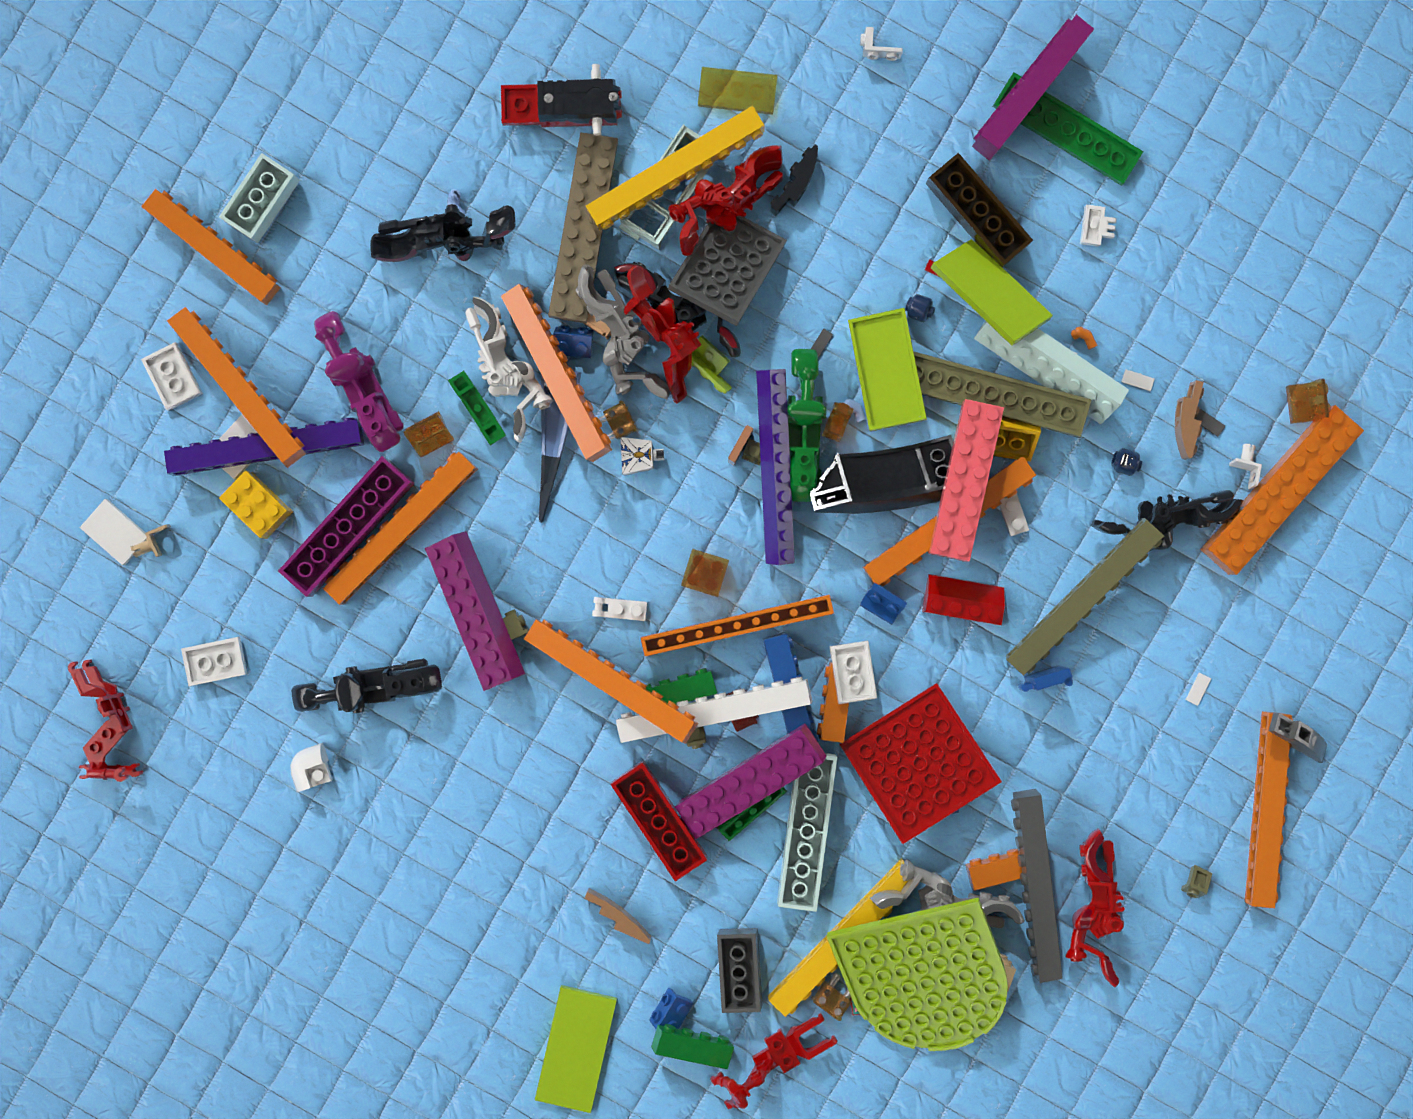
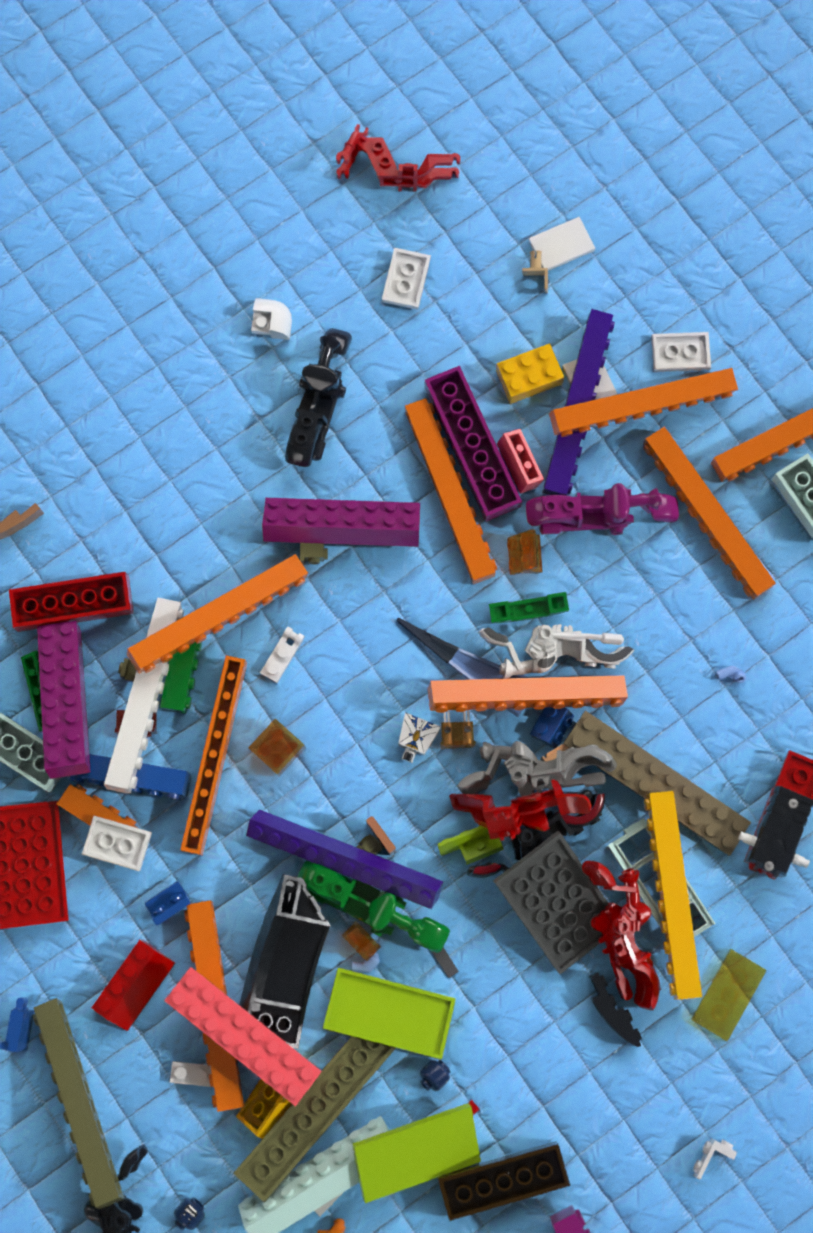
camera: 115 degrees right, 10 degrees down
(315, 286) = (708, 513): none -> orange brick
(344, 475) = (520, 461): none -> coral brick
(437, 231) = (706, 651): black piece -> none

